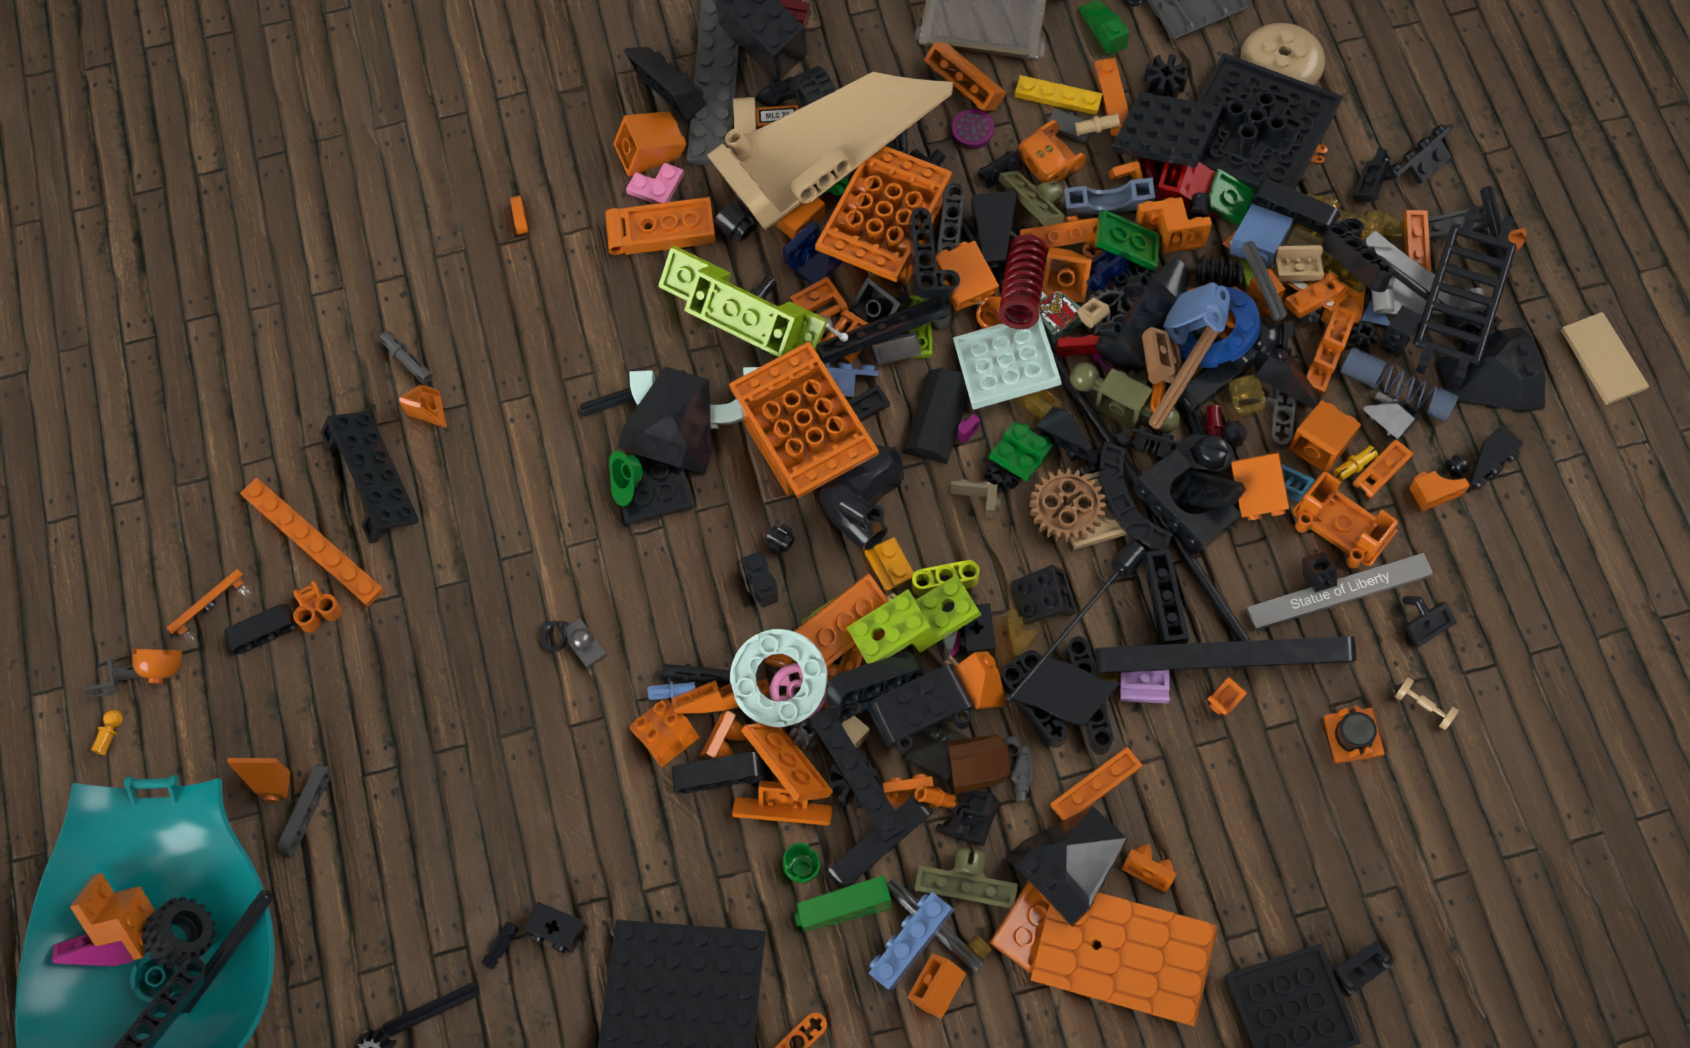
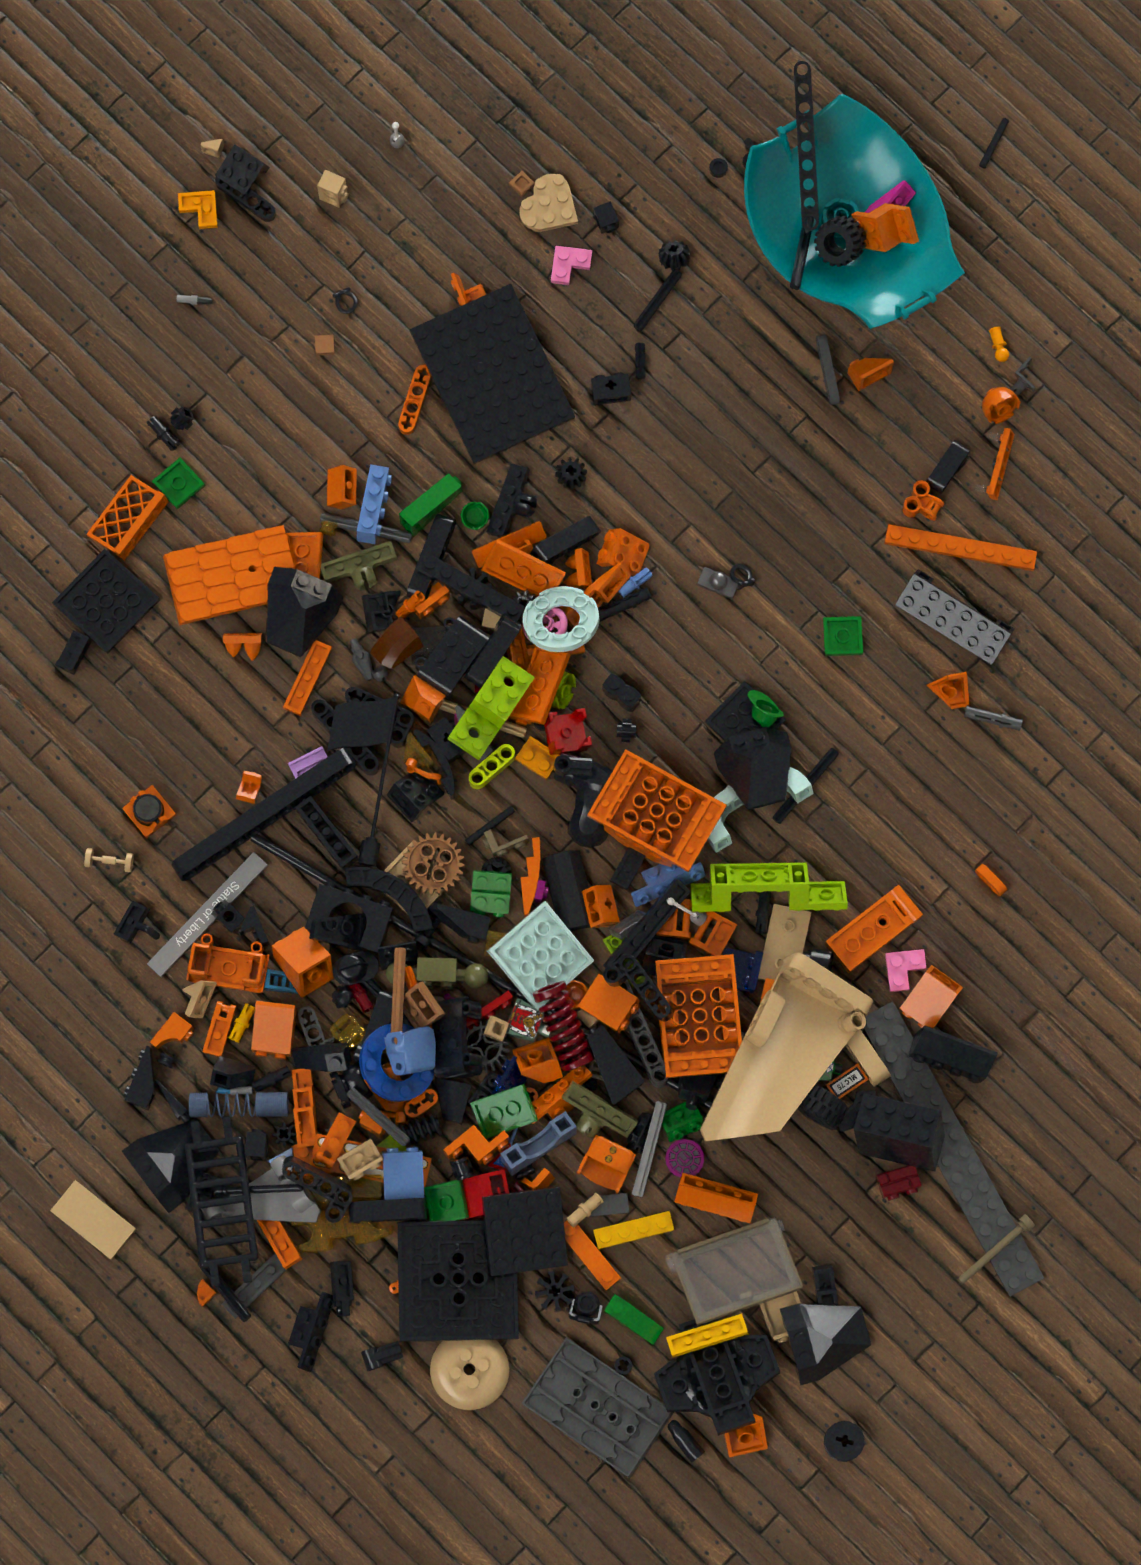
camera: 145 degrees right, 10 degrees up
(494, 515) = (842, 636): none -> green plate
(653, 858) = (564, 476): none -> black gear
(749, 859) = (511, 501): none -> black plate
(757, 257) = (784, 937): none -> tan plate
(843, 566) = (566, 732): none -> red panel
(915, 379) = (600, 906): none -> orange brick
(959, 159) = (681, 1121): none -> green bracket
(973, 442) = (529, 883): none -> orange slope
(981, 524) = (490, 825): none -> black bar
(1002, 147) = (649, 1149): none -> light grey axle
(1002, 640) = (426, 742): none -> black slope
(1033, 620) = (411, 764): none -> orange piece
(1140, 52) = (586, 1306): none -> black piece
(1293, 550) = (252, 923): none -> black slope
(1350, 394) = (271, 1079): none -> black pin
(1369, 105) = (377, 1357): none -> black piece
(1394, 505) = (201, 995): none -> tan slope
(1464, 415) = (178, 1109): none -> black piece

